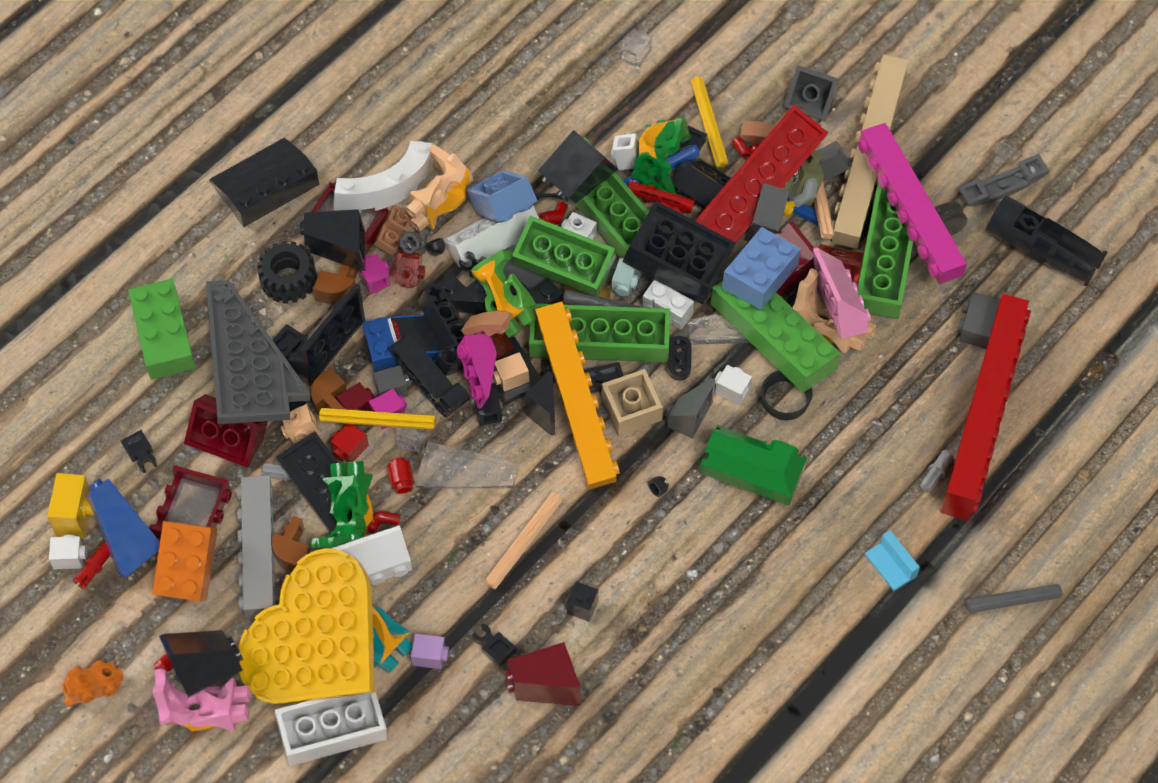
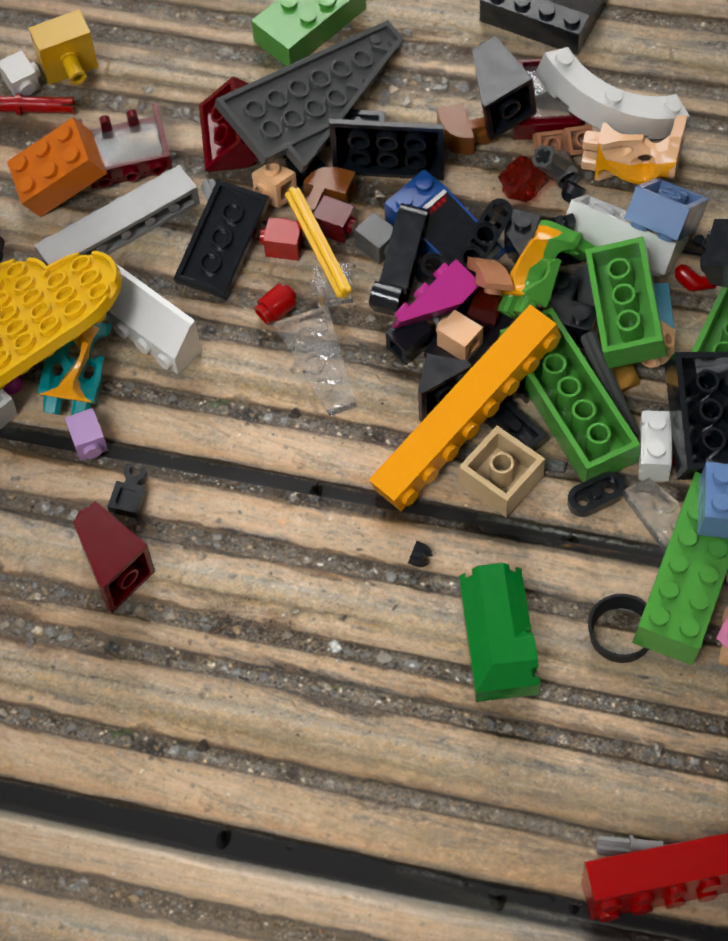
camera: 65 degrees right, 0 degrees up
(122, 528) = (61, 91): blue slope -> none
(139, 449) = (165, 69): black plate -> none
(282, 257) = (439, 62): black tyre -> none
(287, 547) = (129, 248): dark orange brick -> none
(347, 494) = (205, 273): green hips -> none
(376, 274) = (497, 154): dark pink brick -> none
(383, 517) = (215, 312): red arm -> none
(389, 403) = (349, 249): dark pink brick -> none
(523, 540) = (272, 457): light nougat axle -> none
(580, 225) = (688, 311): white brick -> none
(582, 601) = (226, 549): black brick -> none
(624, 279) = (653, 387): light aqua brick -> none
(691, 409) = (535, 538): dark grey slope -> none
(733, 384) = (598, 565): white brick -> none
(893, 561) = (475, 855): medium azure panel -> none

